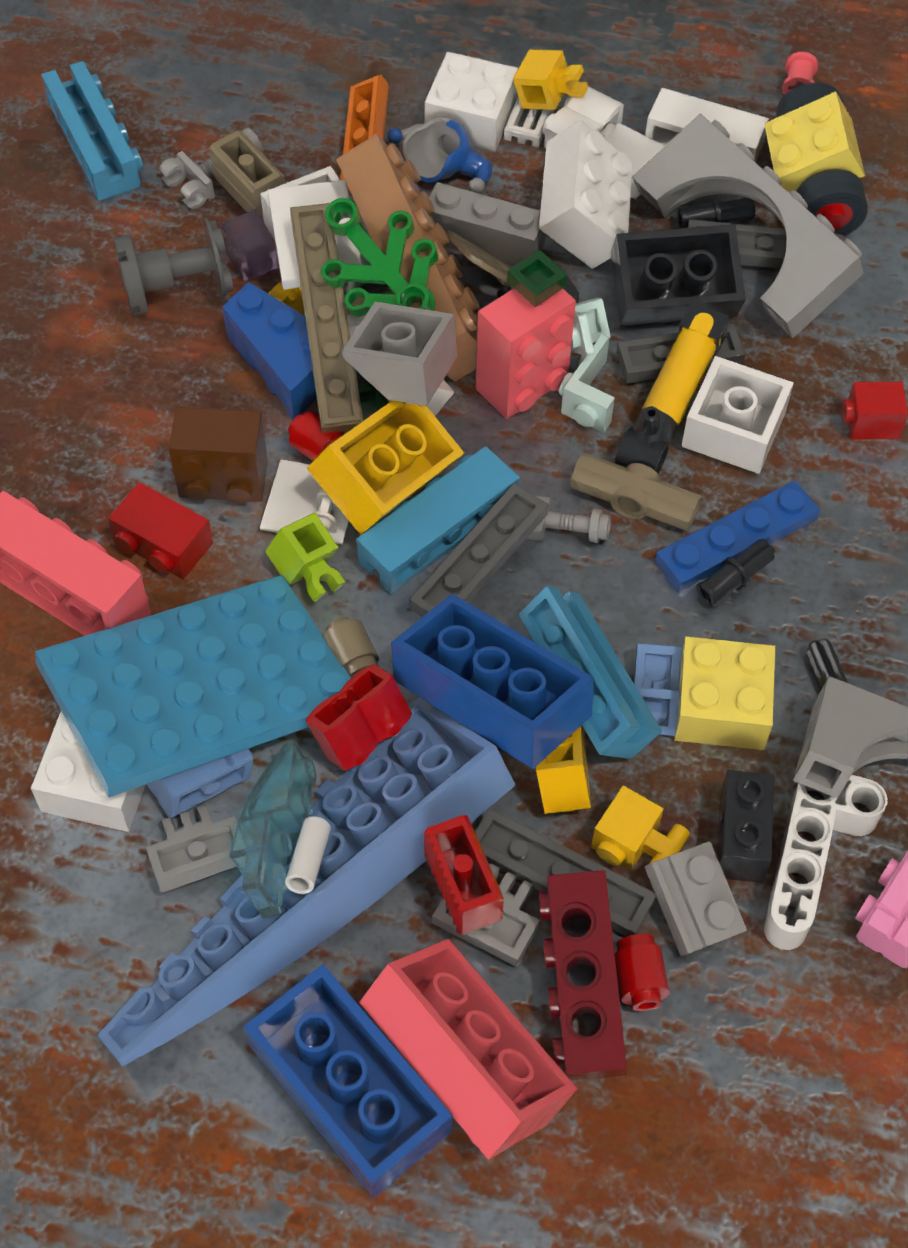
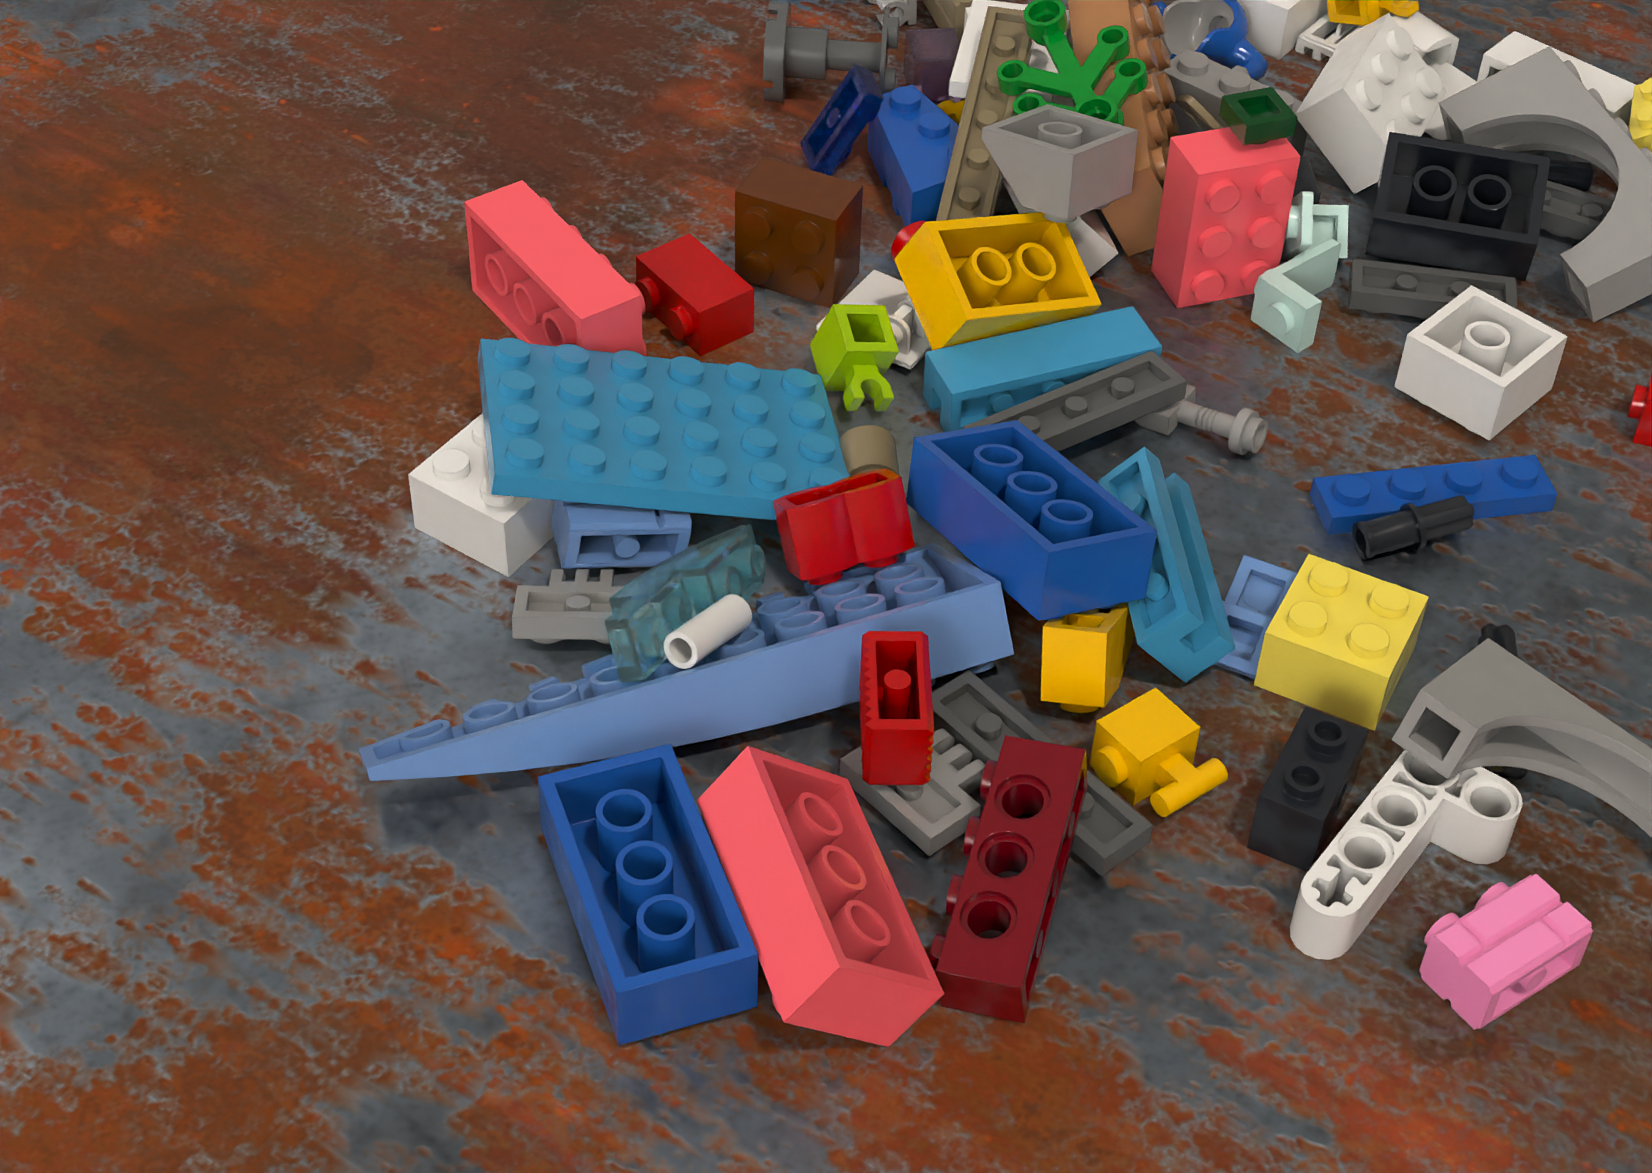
camera: 20 degrees right, 15 degrees down
(207, 331) = (842, 120): none -> clear blue plate
(635, 491) = (1312, 410): dark tan piece -> none
(641, 972) = (1093, 906): red brick -> none
(695, 898) = (1205, 847): light grey plate -> none
(698, 341) = (1374, 338): piece -> none

